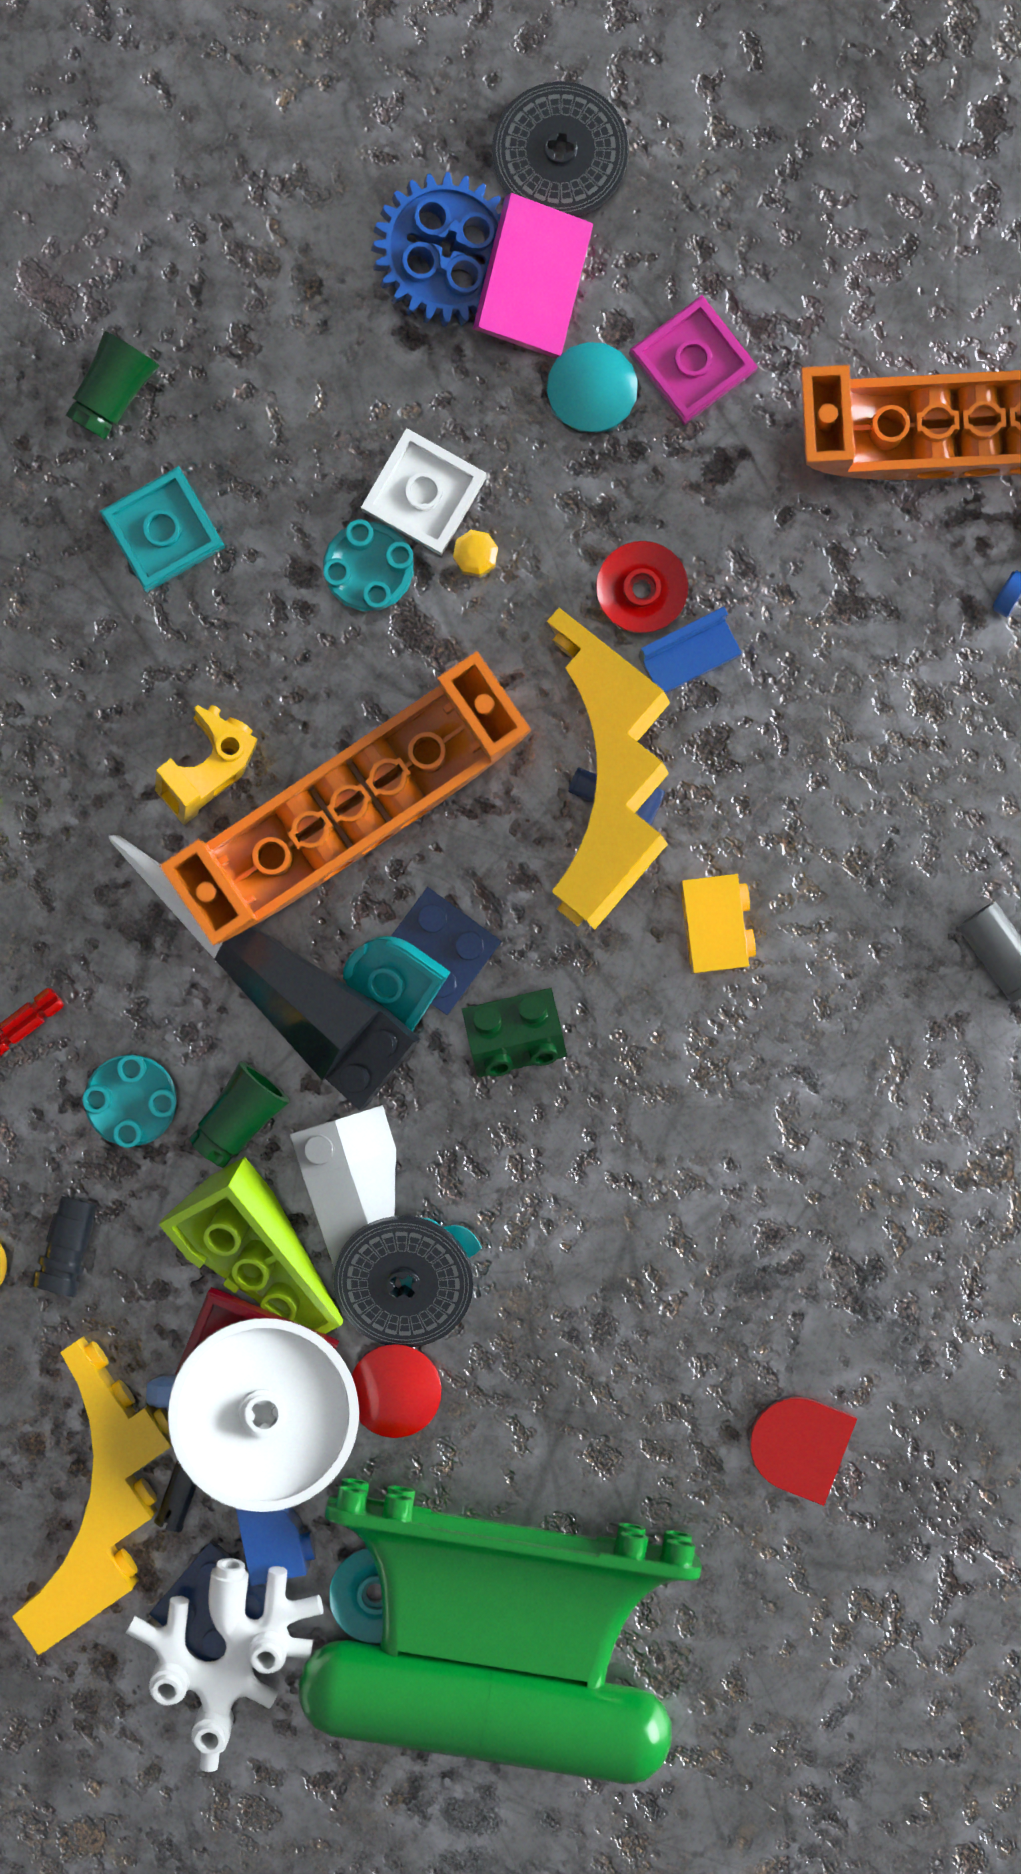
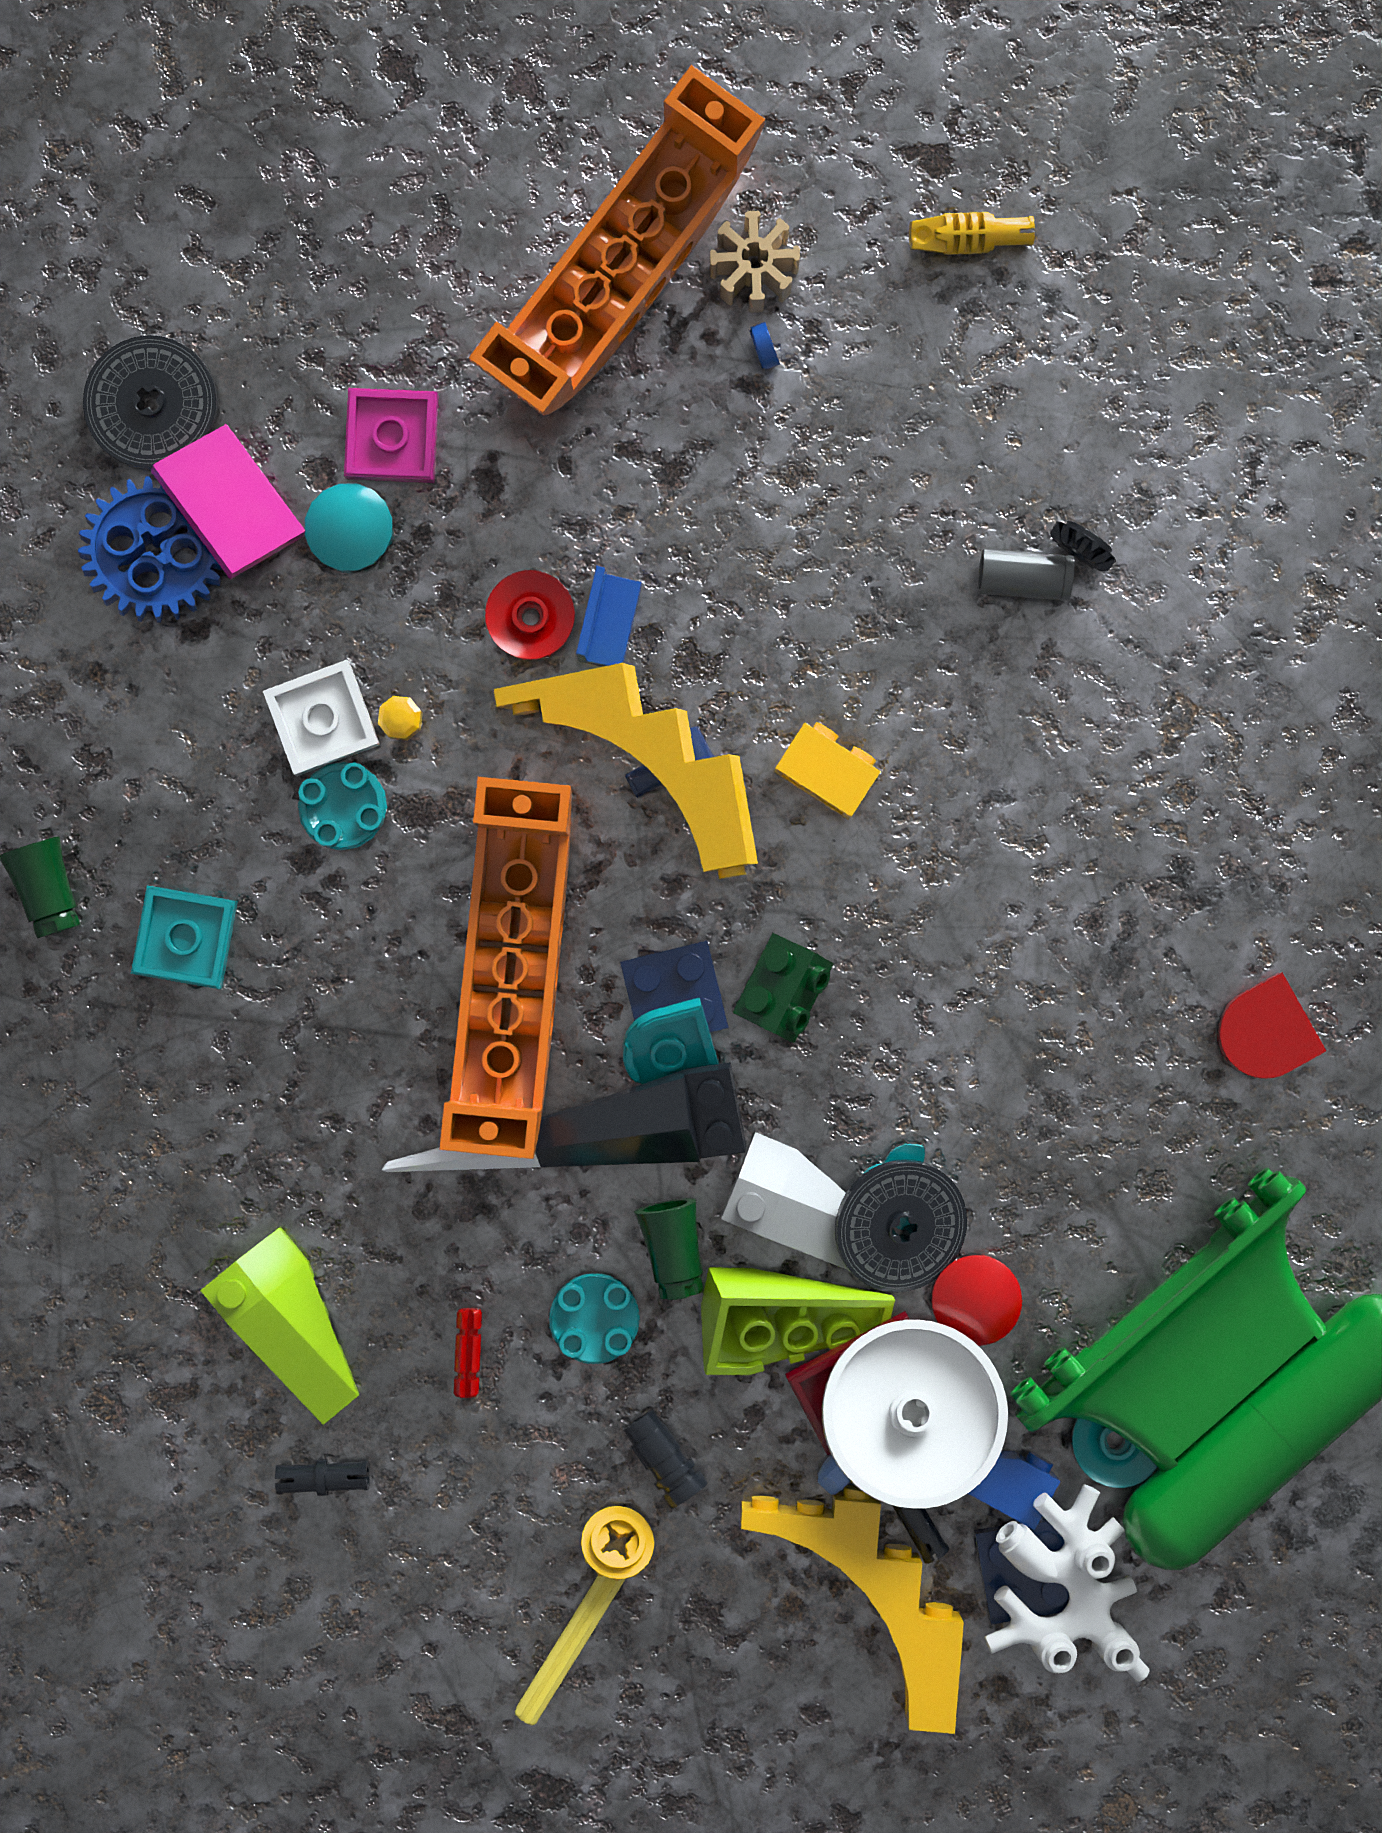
camera: 50 degrees left, 0 degrees up
(191, 788) = (398, 1078): yellow tile -> none

